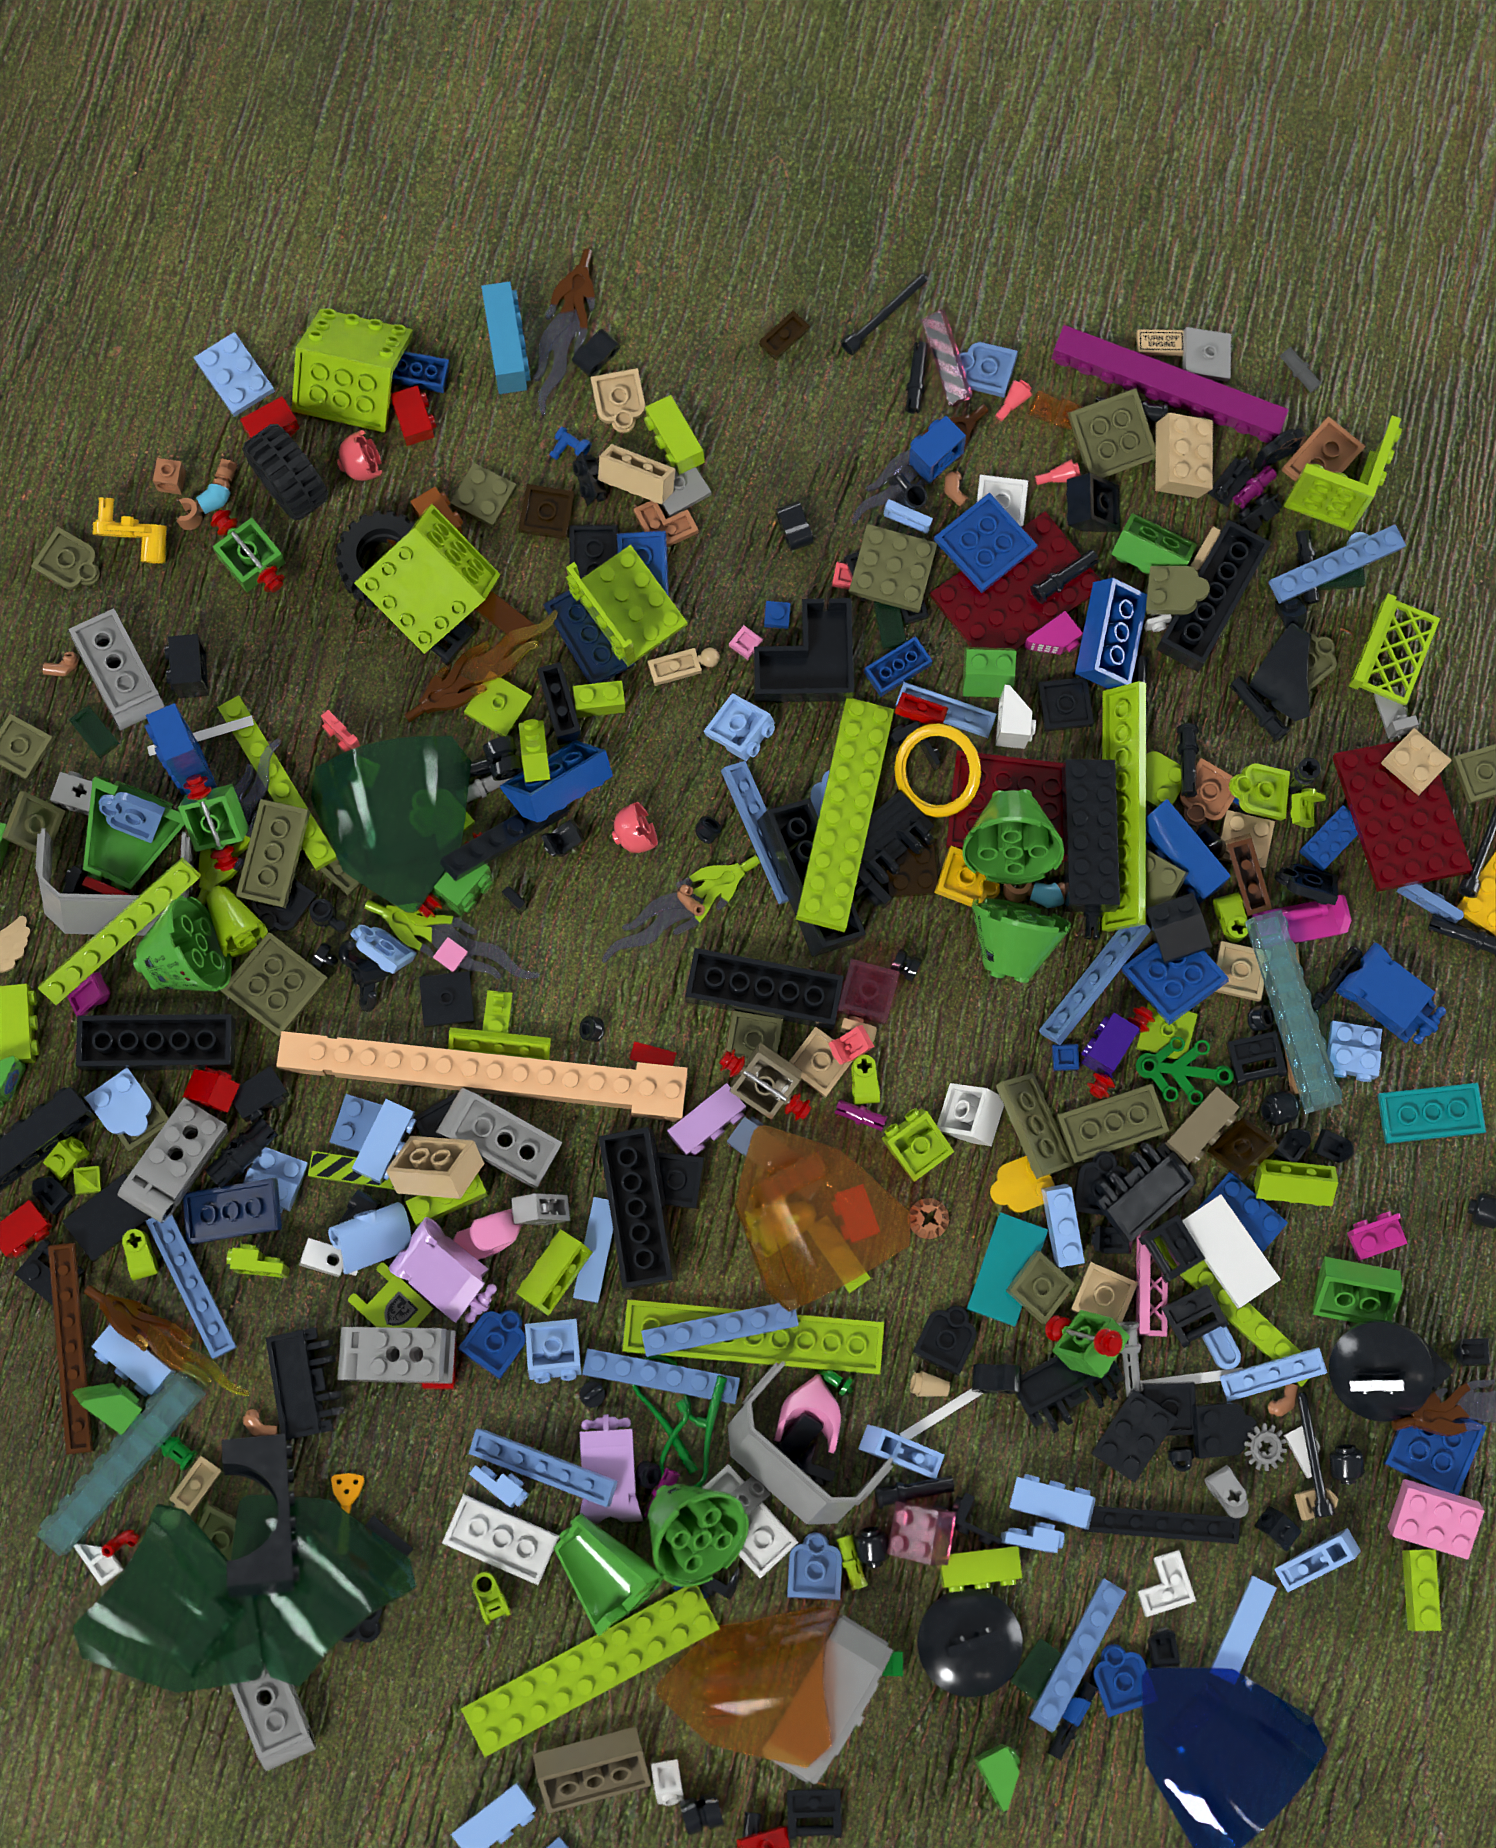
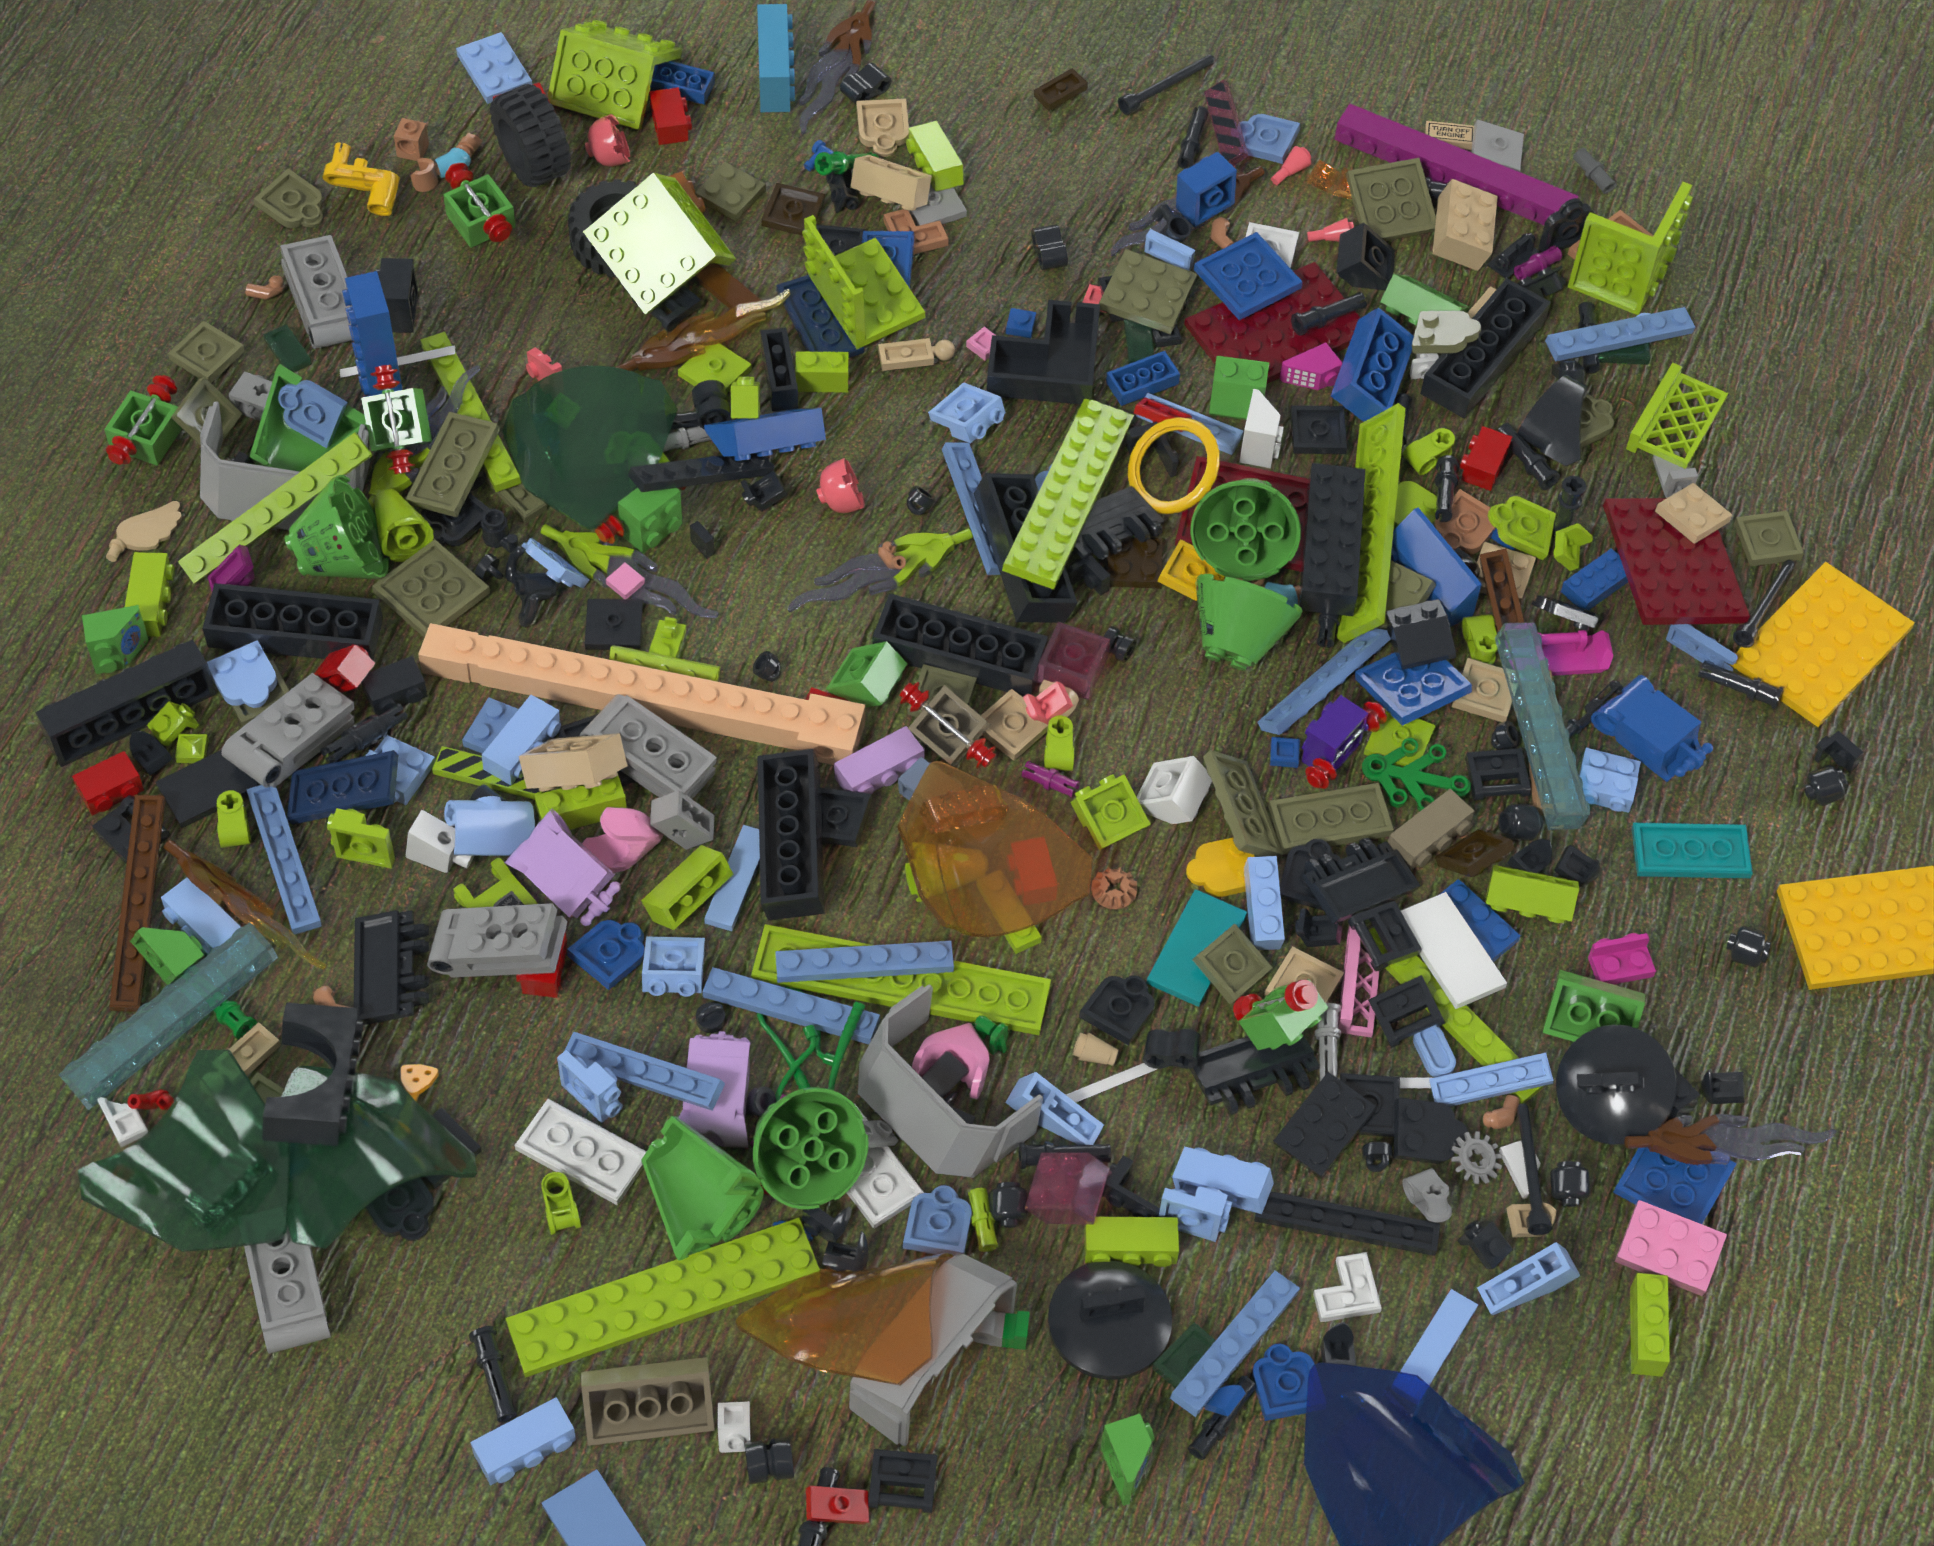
camera: 10 degrees right, 20 degrees down
(454, 1748) = (490, 1361): none -> black pin
(585, 460) = (836, 162): none -> green pin
(683, 1027) = (868, 674): none -> bright green slope
(740, 1613) = (847, 1257): none -> black plate
(1168, 719) = (1425, 452): none -> lime piece
(1222, 717) = (1486, 458): none -> red brick

